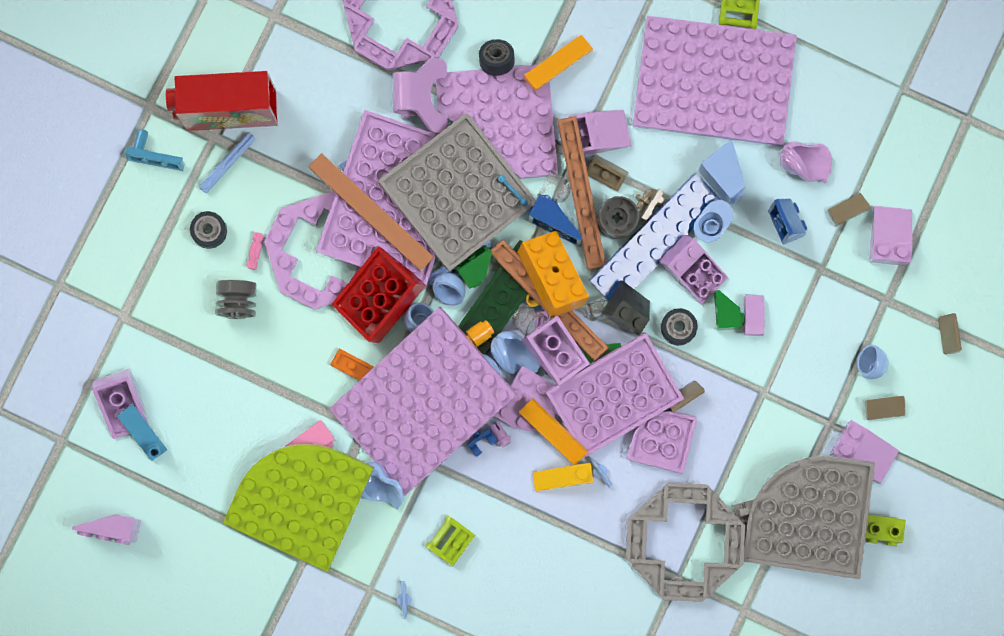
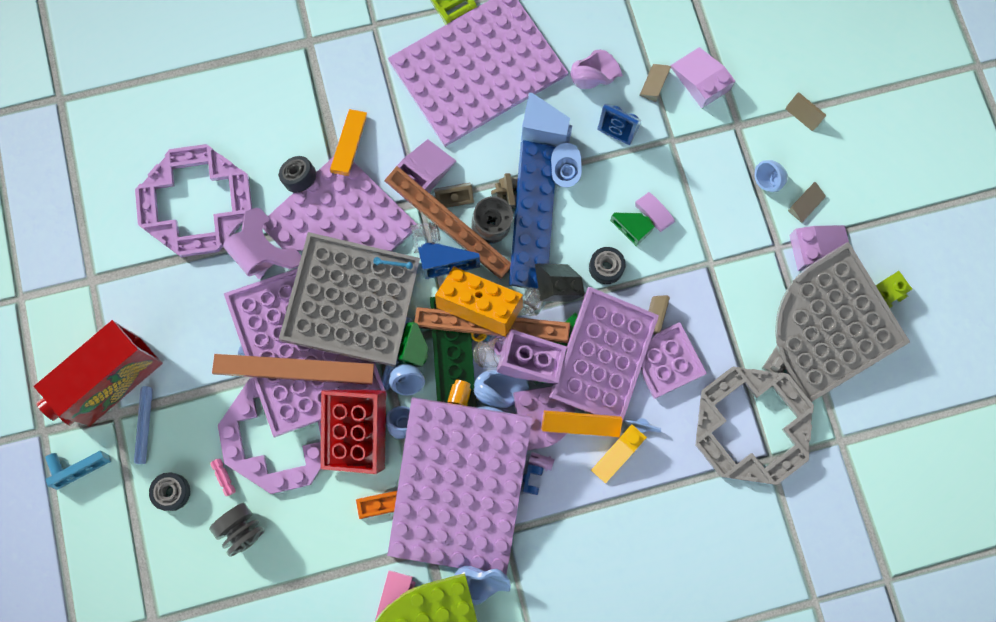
camera: 45 degrees left, 5 degrees down
(456, 543) = (580, 580): lime plate -> none
(693, 268) = (579, 213): lavender slope -> none

